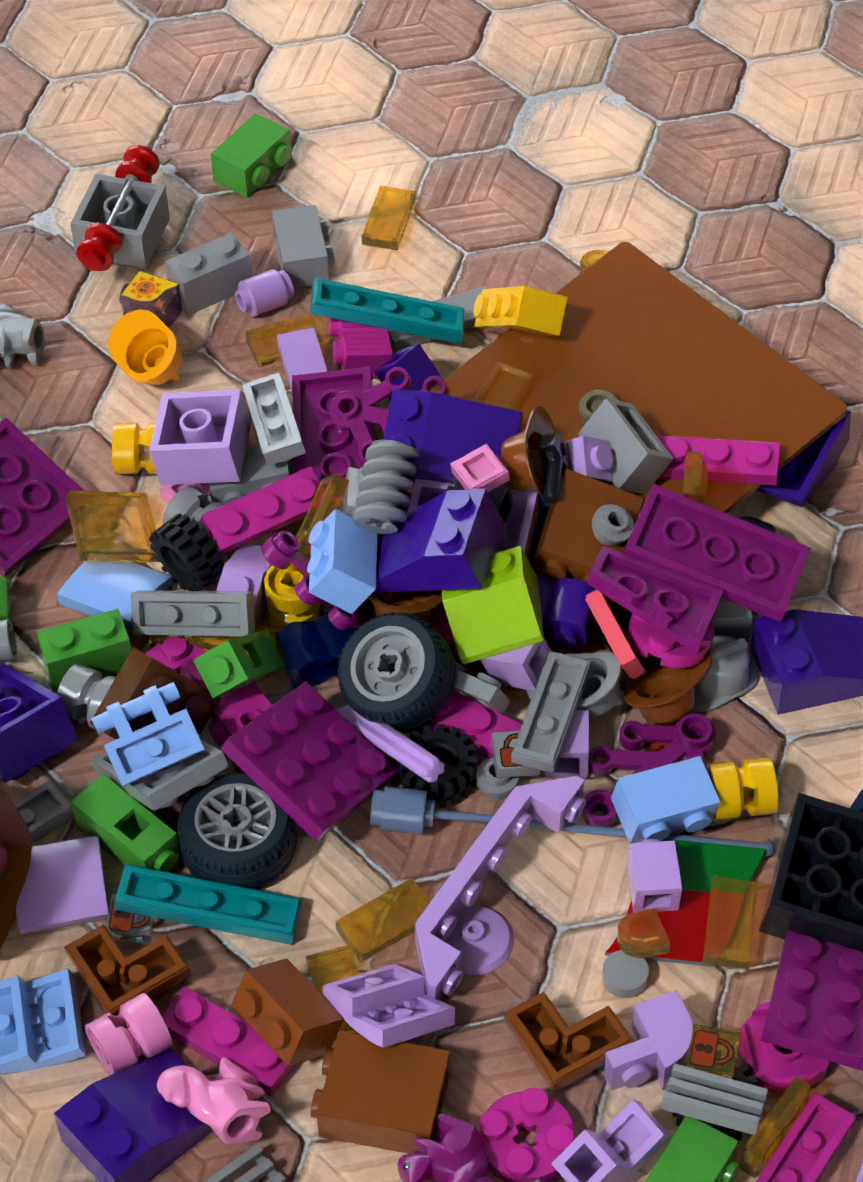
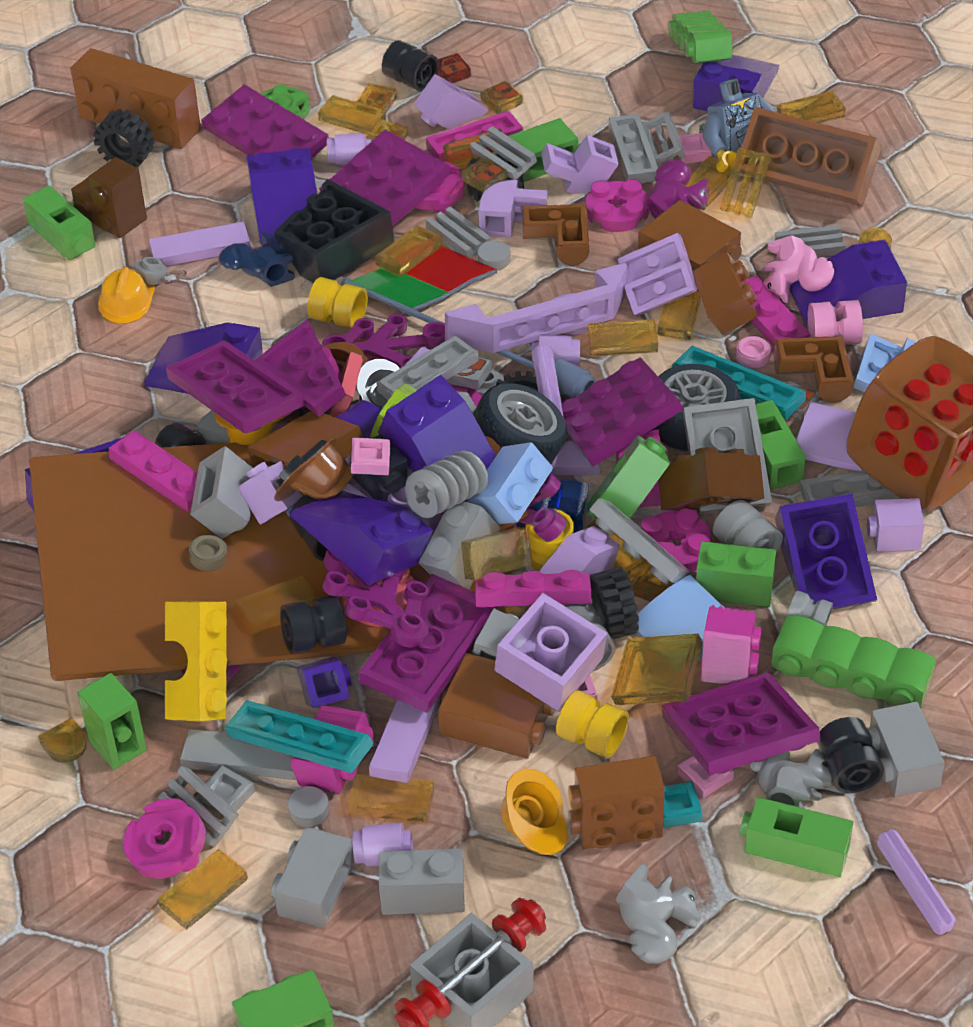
camera: 150 degrees left, 5 degrees down
(40, 431) = (681, 805): none -> teal tile
(47, 551) = (729, 645): none -> dark pink brick
(75, 377) = (617, 802): none -> dark orange brick
(152, 294) = (494, 880): brick -> none
(153, 746) = (733, 429): light blue plate -> none
(217, 972) = (753, 352): none -> bright pink tile
(273, 419) = (476, 651): light grey plate -> none
(430, 284) = (230, 787): none -> light grey tile
(438, 258) = (177, 788): none -> light grey tile
(441, 220) = (174, 856): none -> dark pink plate
(442, 844) = (563, 348): none -> lavender brick
(449, 364) = (319, 623): none -> black wheel
(557, 255) = (112, 721): none -> bright green brick
(608, 533) = (293, 423): light grey plate -> none
(642, 935) = (469, 259): tile -> none
(654, 875) = (439, 273): lavender brick -> none
(665, 800) = (396, 303): light blue brick -> none
(695, 477) = (203, 429): clear yellow tile -> none
(702, 984) = (463, 231): none -> light grey tile

